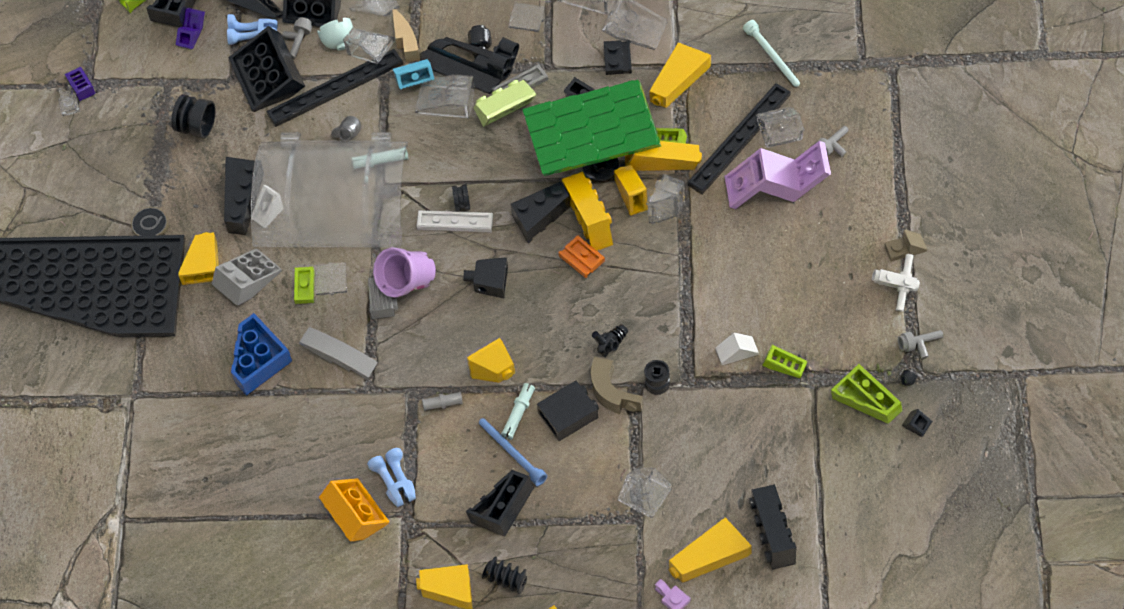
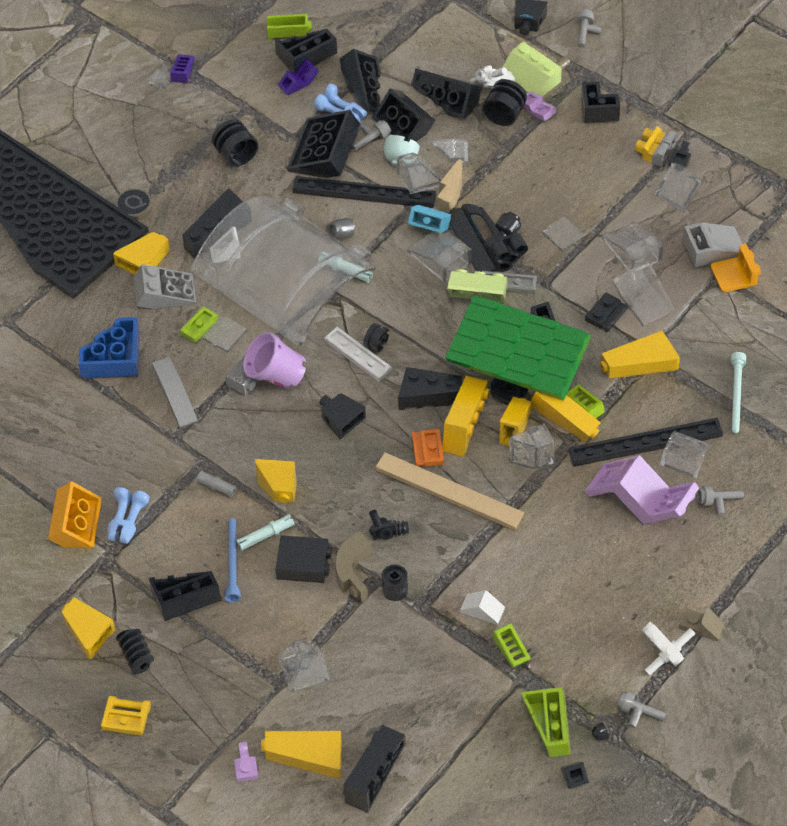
camera: 35 degrees right, 5 degrees down
(628, 278) = (450, 491): none -> tan tile

